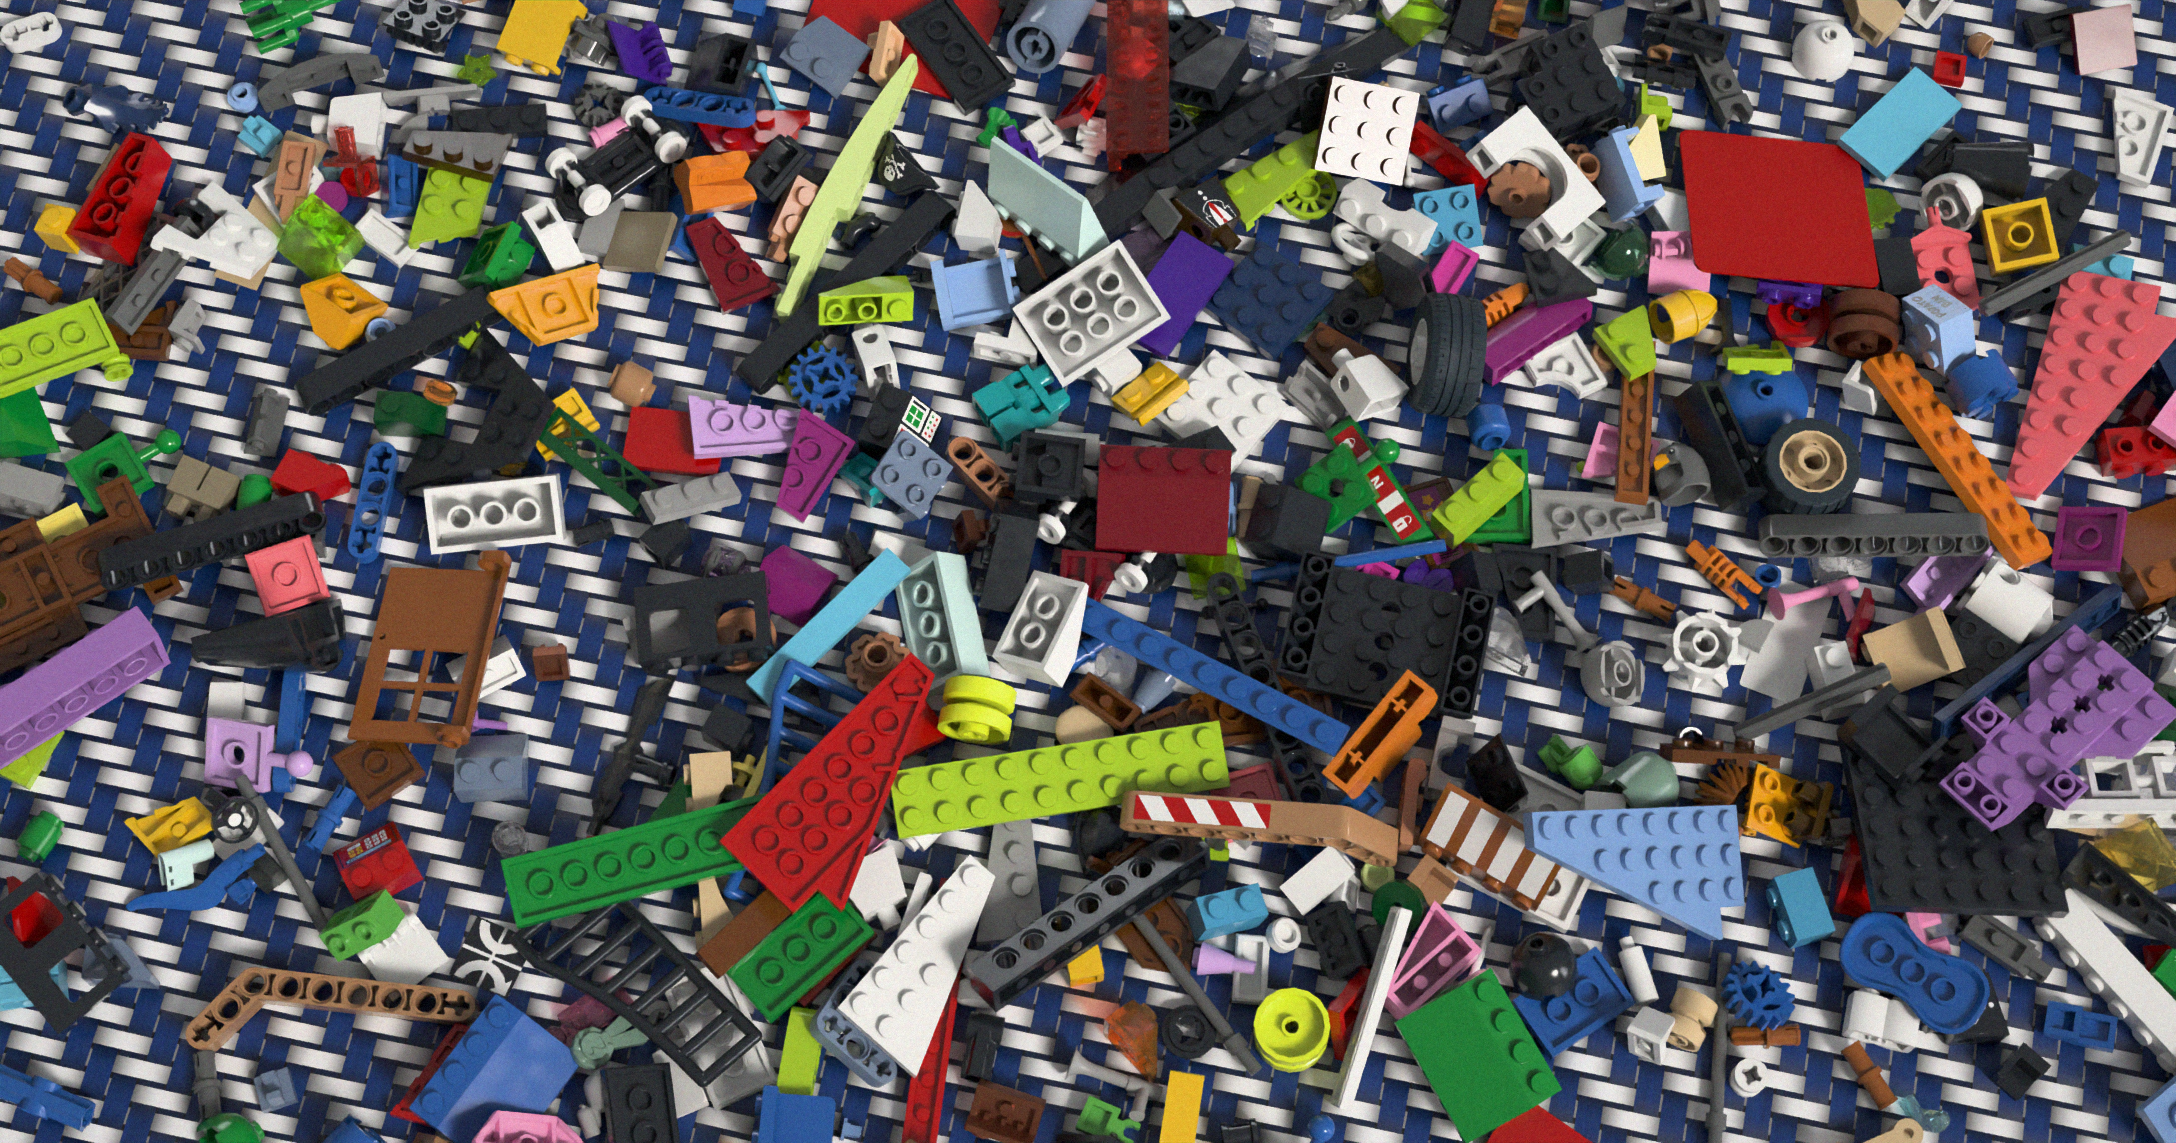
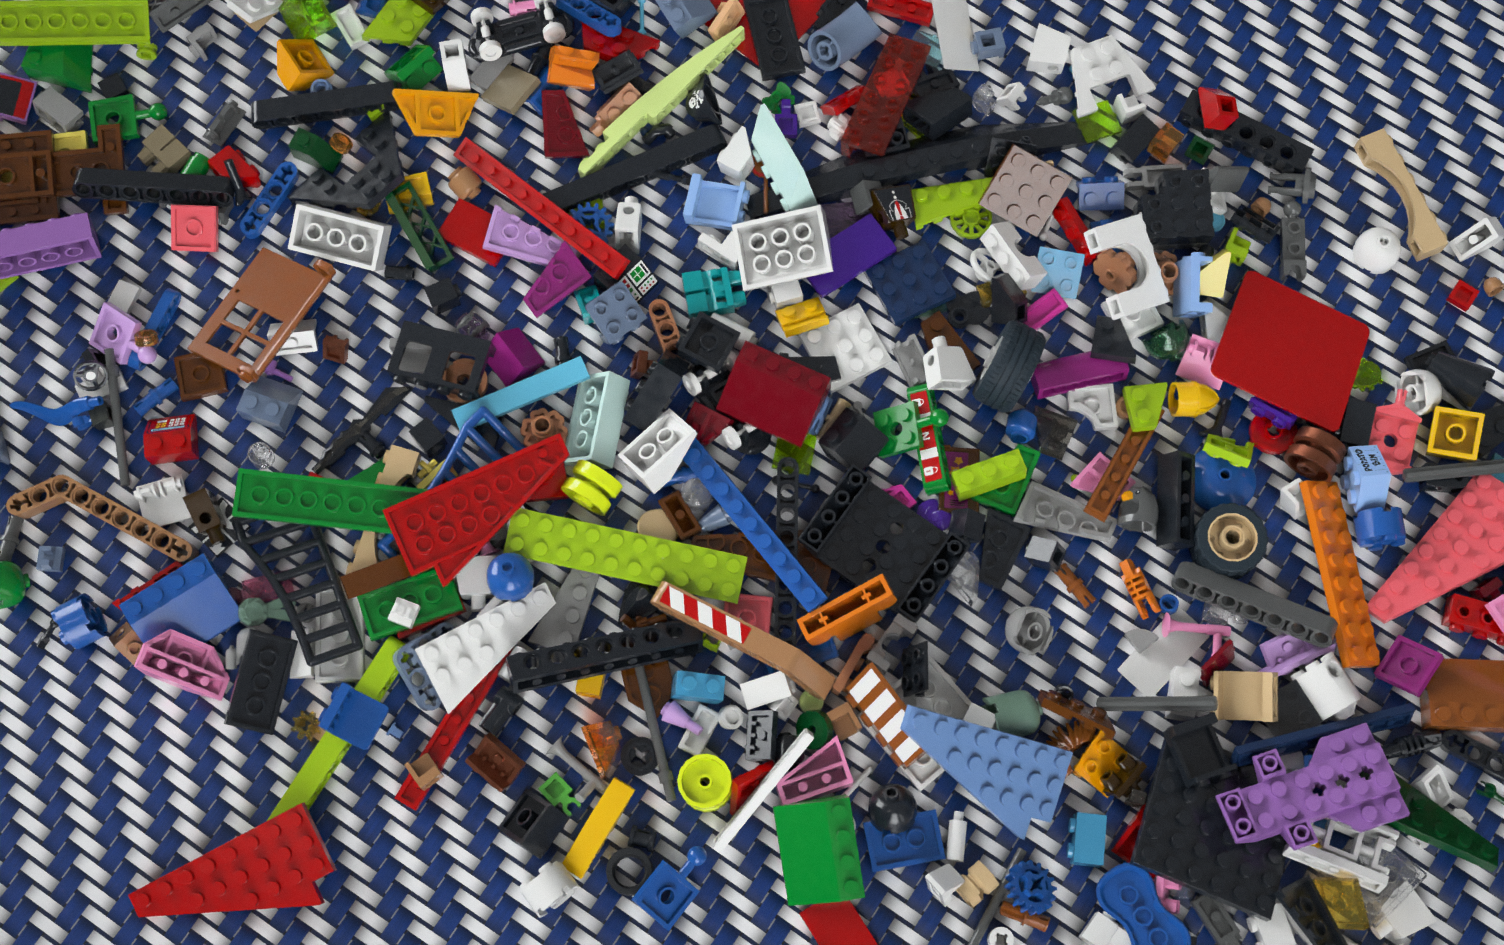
camera: 25 degrees right, 5 degrees up
(151, 338) = (173, 40): reddish brown wing -> none
(172, 826) = (55, 365): yellow wing -> none
(179, 861) = (48, 389): light aqua piece -> none
(283, 642) = (176, 272): black cone -> none
(289, 742) = (146, 338): none -> clear orange tile
(333, 507) = (240, 192): none -> black piece
(362, 925) = (142, 474): bright green brick -> none
(462, 935) = (201, 507): none -> dark brown torso
(690, 498) = (468, 273): light grey plate -> none
(752, 377) = (542, 208): none -> red plate
(800, 967) = (404, 612): none -> white tile
(867, 302) = (638, 184): lime slope -> none
(904, 550) = (592, 361): white sticker -> none
(922, 864) = (510, 576): none -> blue cylinder
(1285, 571) = (839, 471): blue bar -> none
(1291, 20) = (1010, 95): none -> white tile
(1502, 303) = (1065, 346): orange hinge -> none
(1532, 419) = (1053, 432): none -> clear smoke wing
(1545, 589) = (1009, 554): light grey piece -> none
(1577, 765) = (977, 680): bright green piece -> none
(1686, 35) = (1281, 204): black hinge -> none
(1718, 647) = (1110, 643): white brick -> none
(1899, 124) = (1408, 322): medium azure tile -> none

